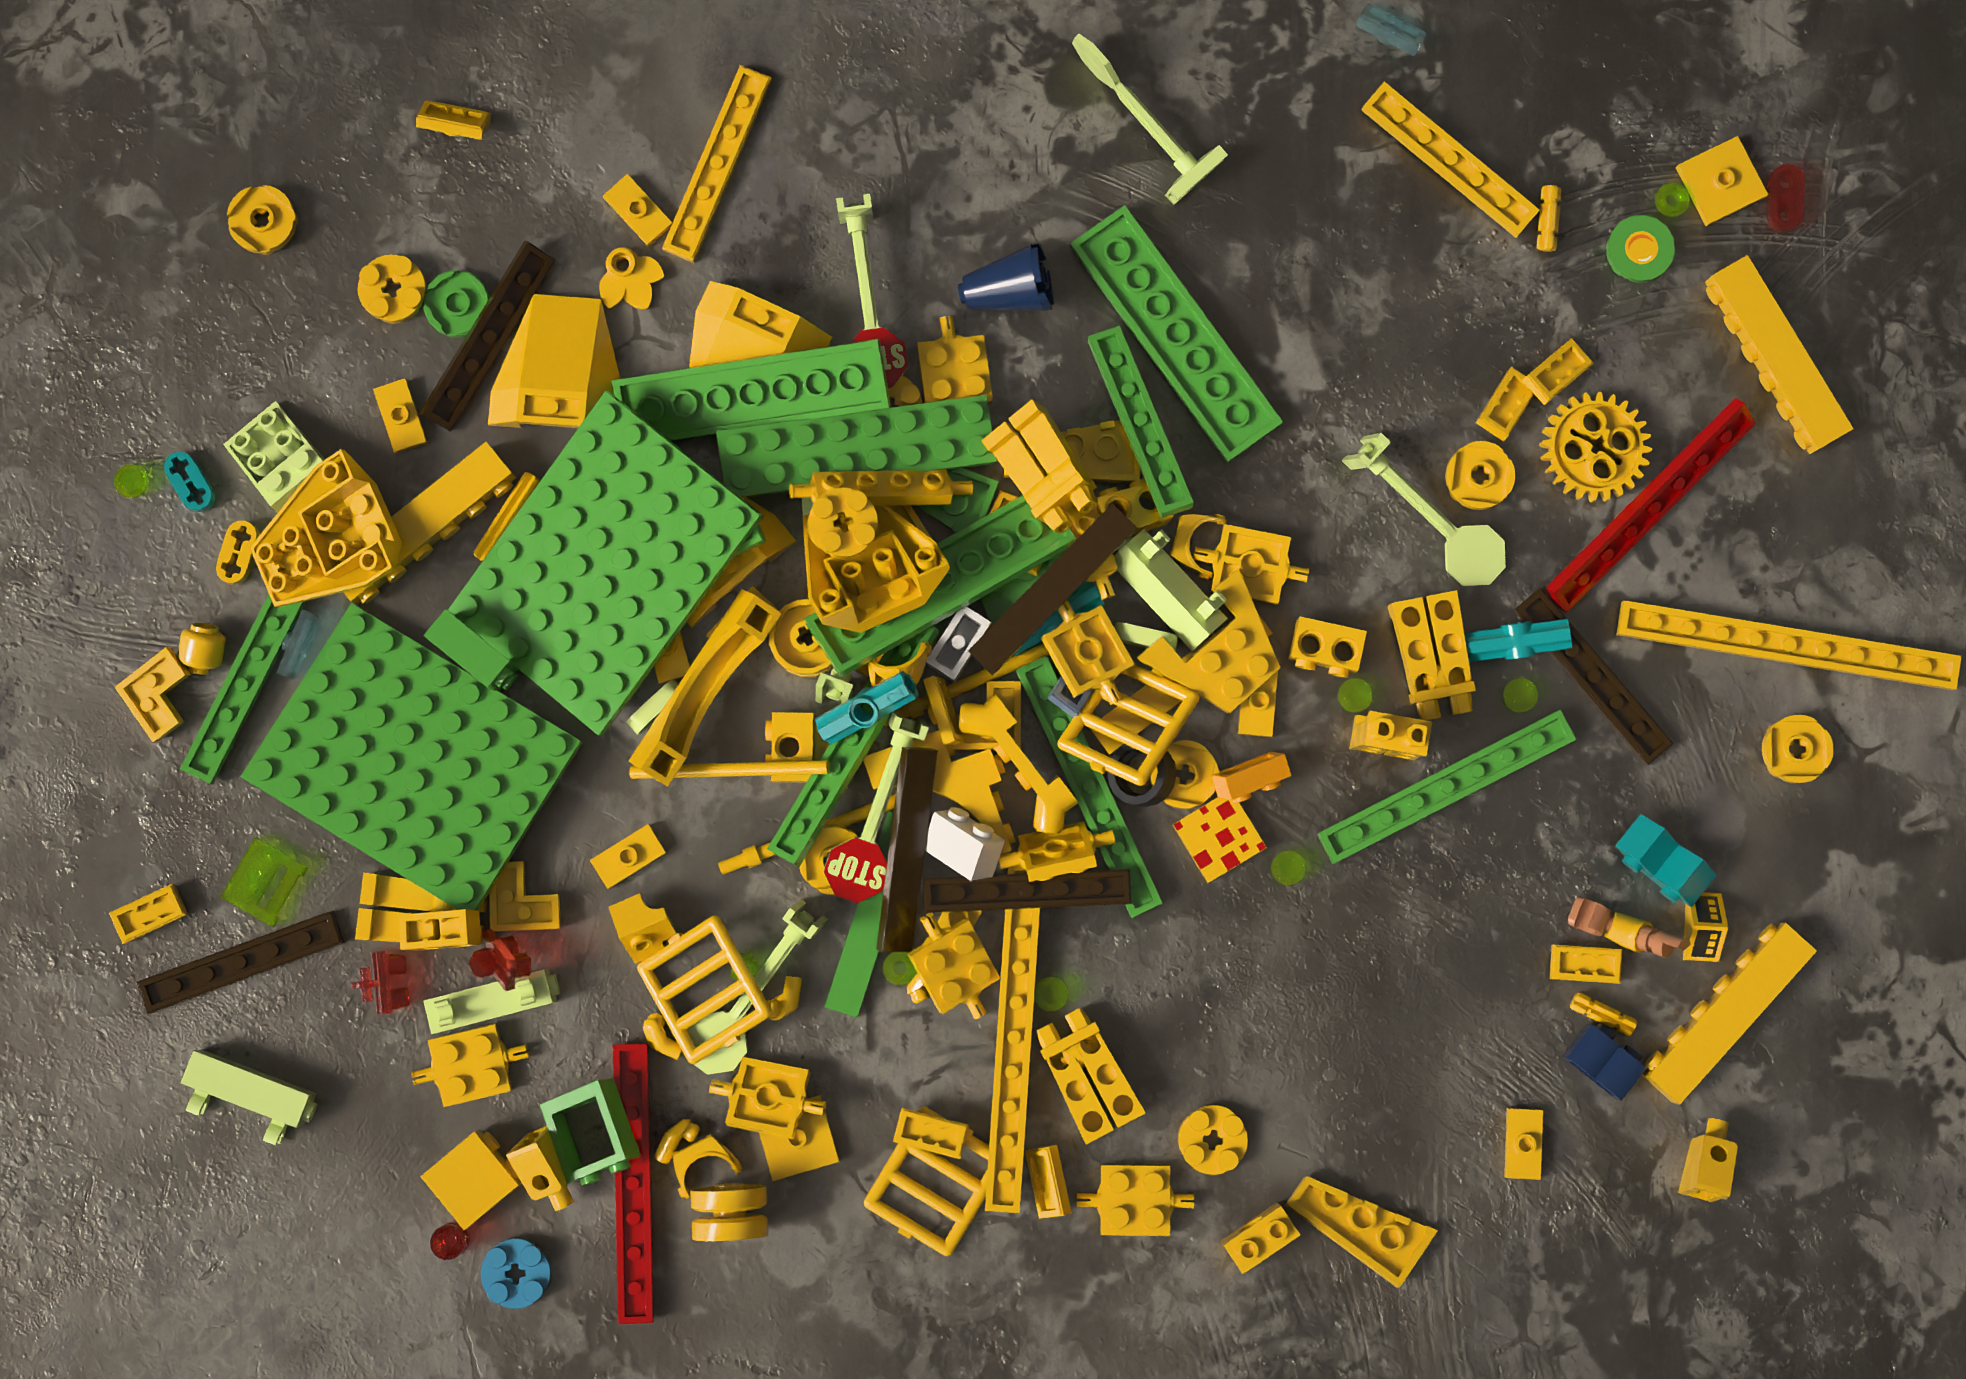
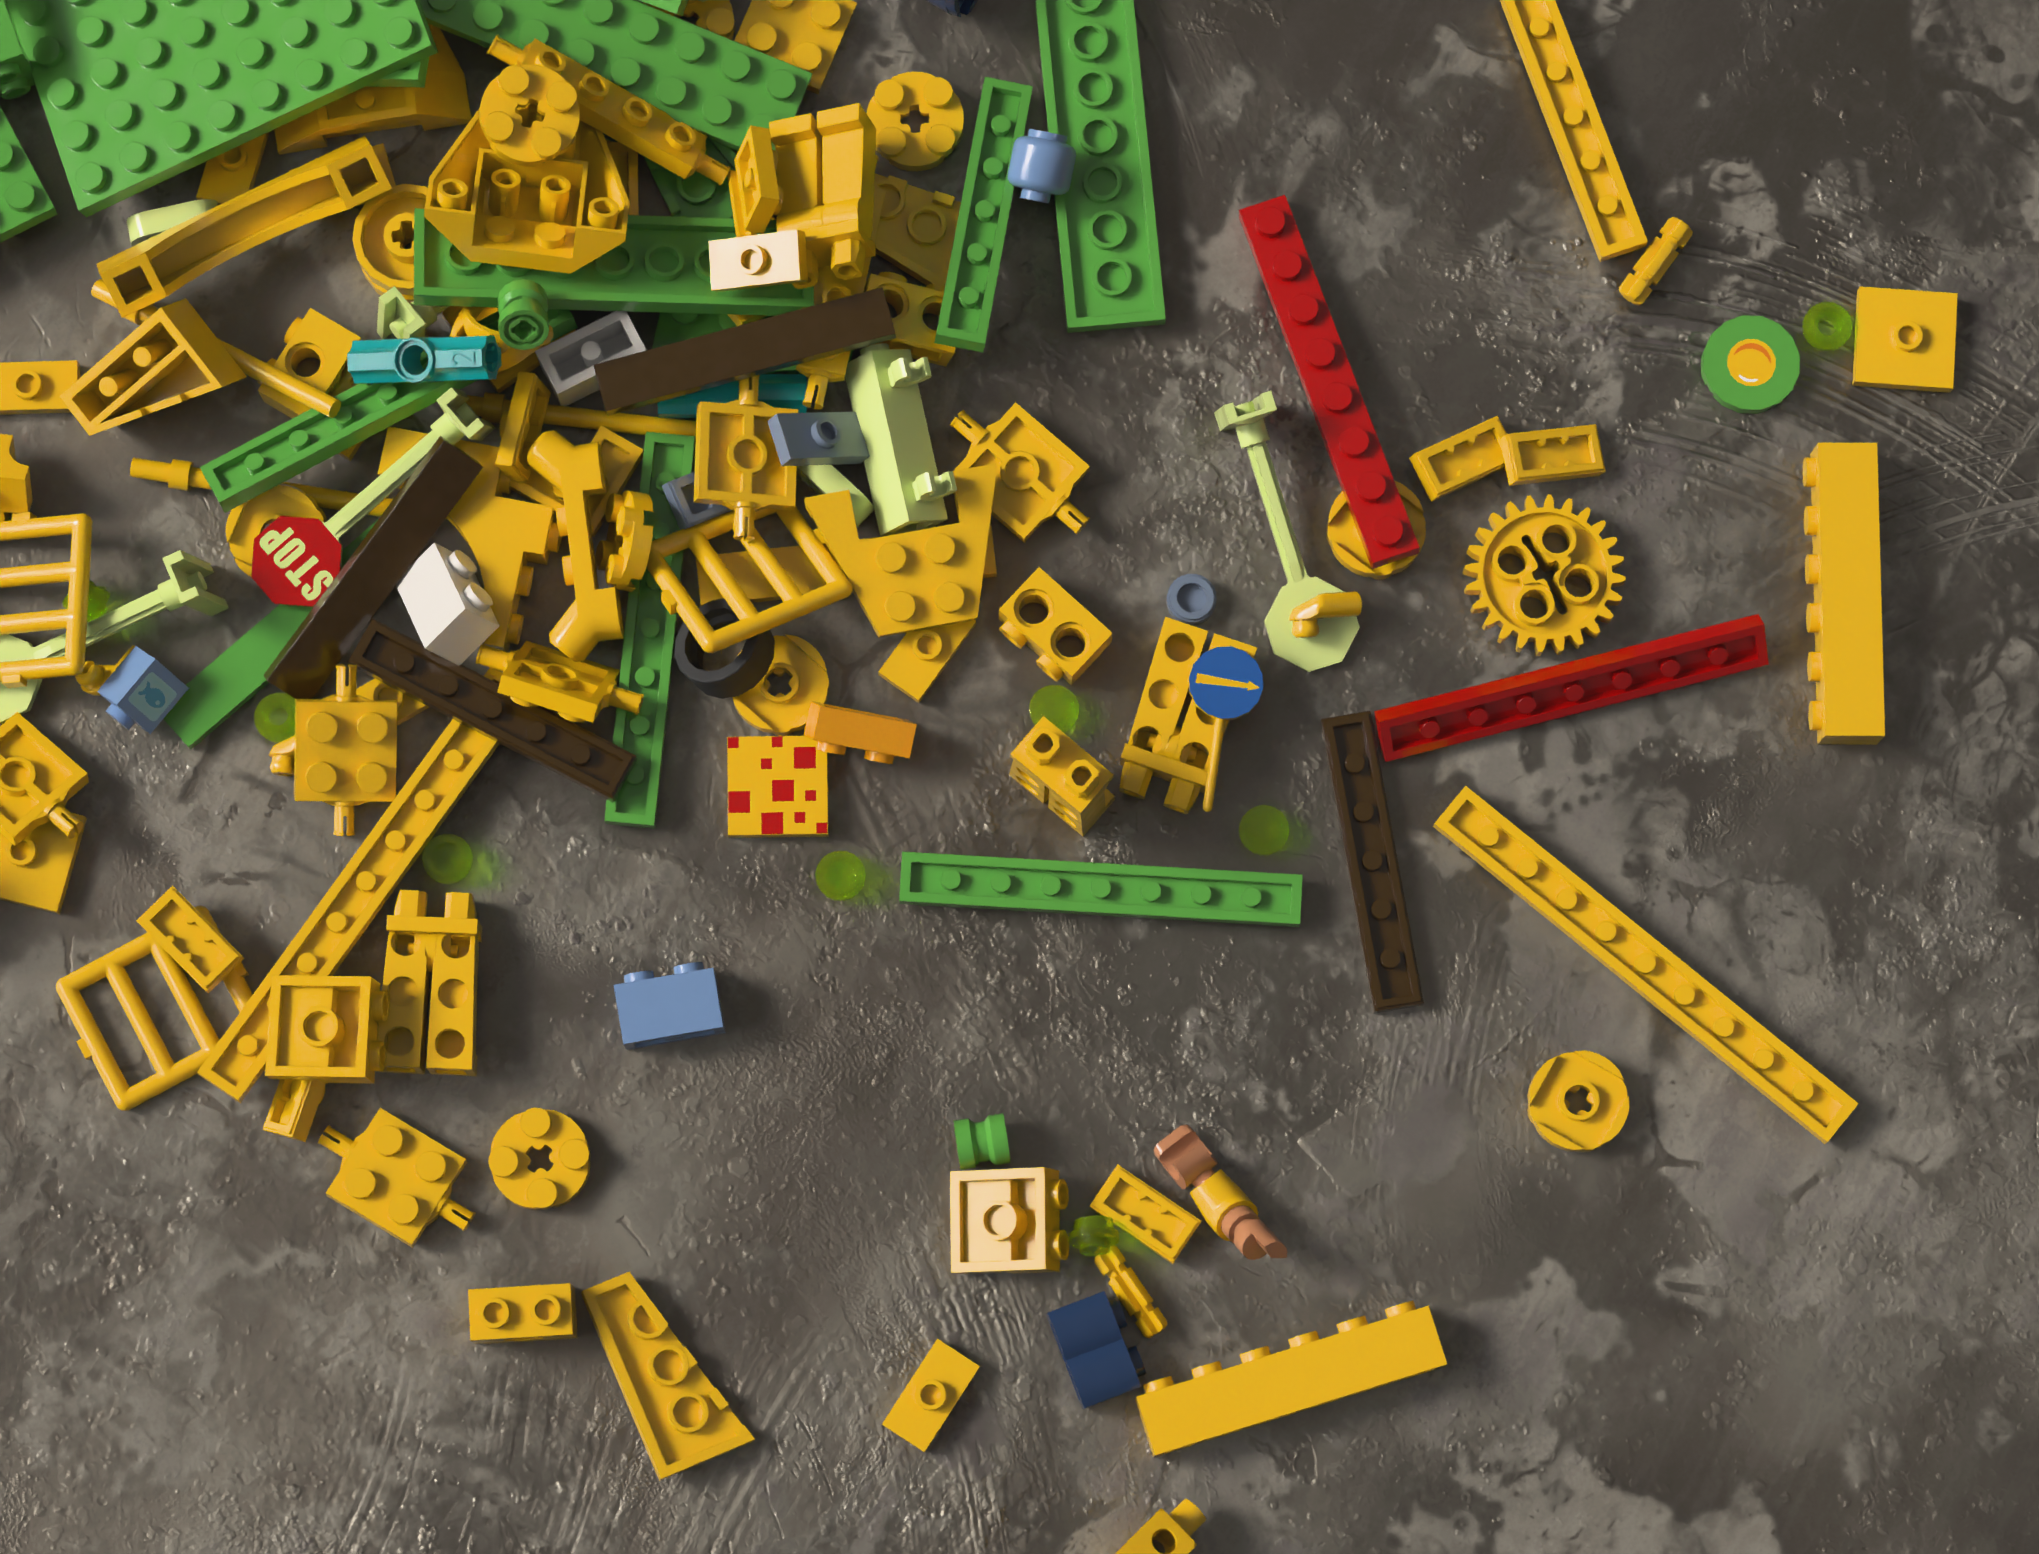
camera: 30 degrees right, 5 degrees down
(704, 806) = (153, 368): none -> yellow wedge
(810, 1002) = (141, 691): none -> medium blue brick
(912, 646) = (523, 314): none -> bright green wheel
(998, 486) = (754, 183): none -> yellow plate
(1031, 531) = (758, 261): none -> plate
(1047, 746) = (628, 540): none -> yellow plate
(1047, 1141) = (325, 1028): none -> yellow plate
(1065, 367) = (933, 99): none -> yellow plate
(1124, 615) = (818, 438): none -> sand blue plate
(1158, 372) = (1041, 165): none -> medium blue head
(1180, 550) = (942, 400): yellow helmet -> none
(1236, 1005) = (669, 1006): none -> medium blue brick
(1395, 581) = (1191, 599): none -> sand blue tile
(1401, 404) = (1329, 382): none -> red plate
(1452, 624) = (1224, 686): none -> blue piece
(1466, 977) = (981, 1141): none -> bright green wheel
(1479, 542) = (1323, 606): none -> yellow arm
(1509, 1016) = (1007, 1220): none -> yellow plate
(1518, 640) = (1300, 757): teal piece -> none
(1565, 995) = (1093, 1235): none -> clear neon green plate
(1672, 867) = (1321, 1140): teal brick -> none
(1705, 928) = (1324, 1256): slope -> none
(1785, 199) = (1971, 406): clear red plate -> none

